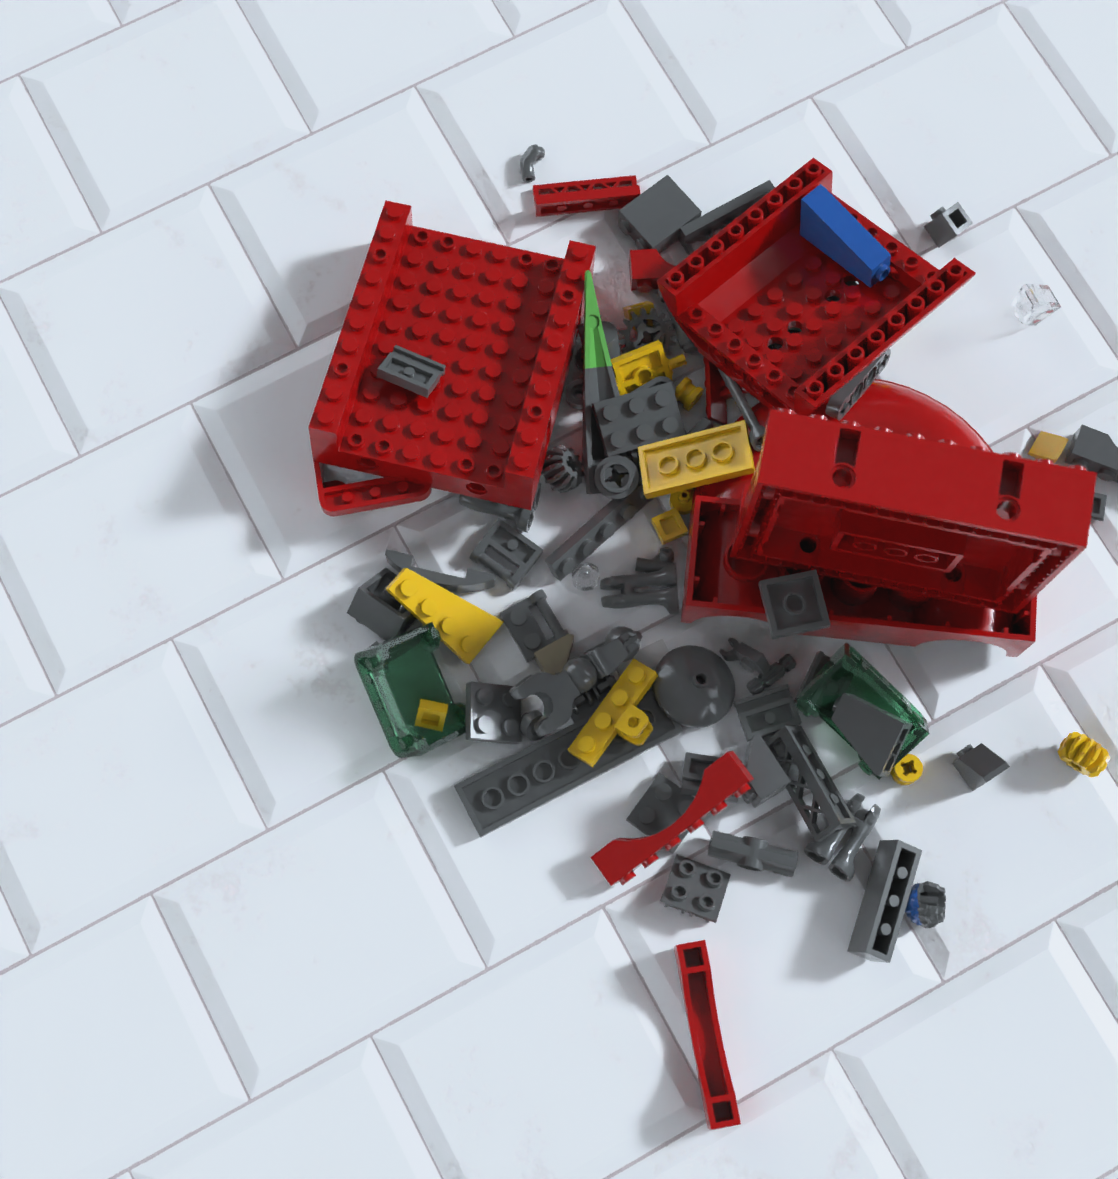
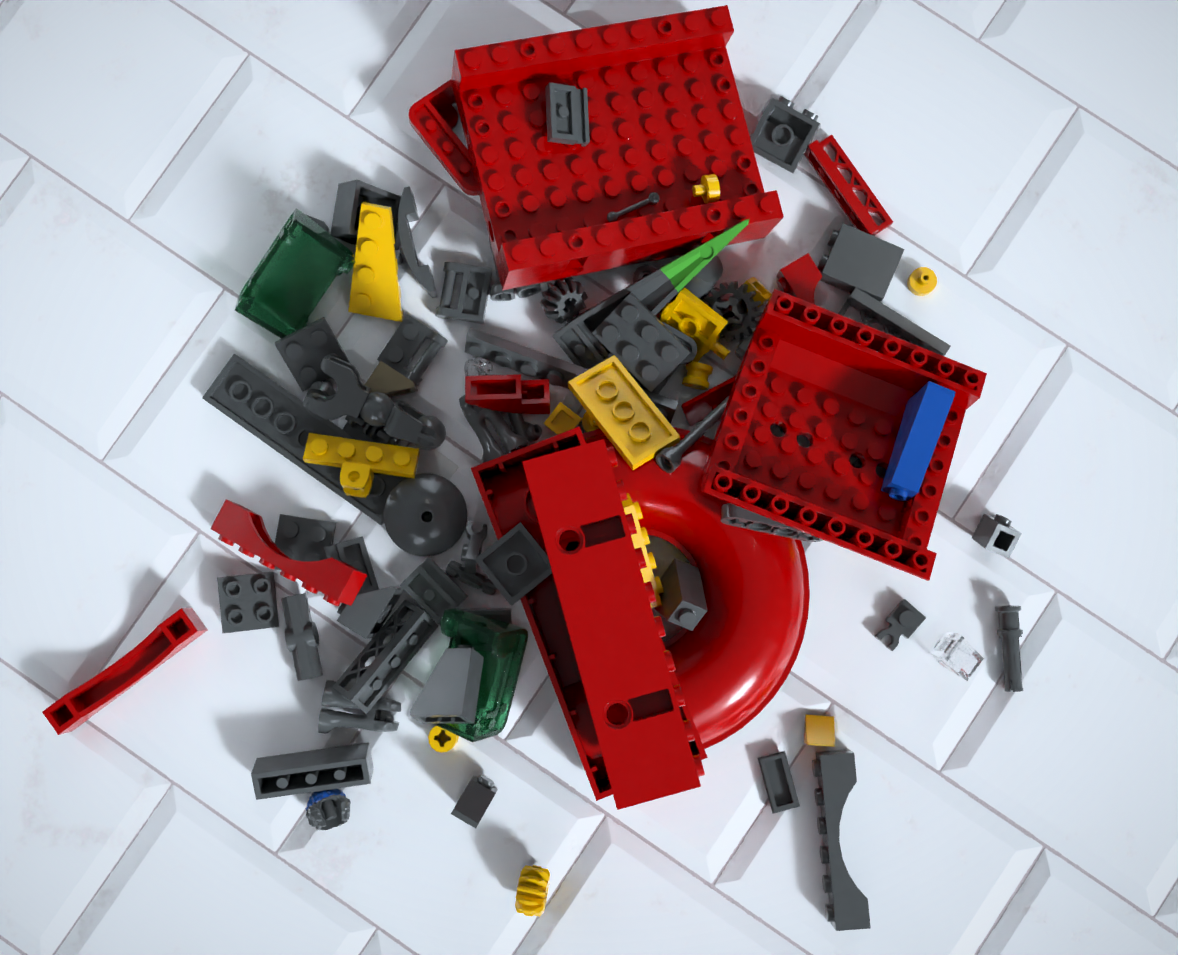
camera: 70 degrees right, 10 degrees up
(431, 715) = (283, 301): yellow plate -> none
(513, 218) = (784, 133): none -> dark grey plate
(521, 342) = (652, 199): none -> dark grey hinge
(532, 154) = (861, 117): dark grey arm -> none
(538, 293) = (708, 189): none -> yellow tile
(622, 466) = (561, 350): dark grey gear -> none
(623, 555) = (508, 393): none -> red slope
(698, 178) = (922, 281): none -> yellow tile
(985, 336) = (902, 621): none -> dark grey plate
(1034, 257) = (1010, 632): none -> dark grey pin

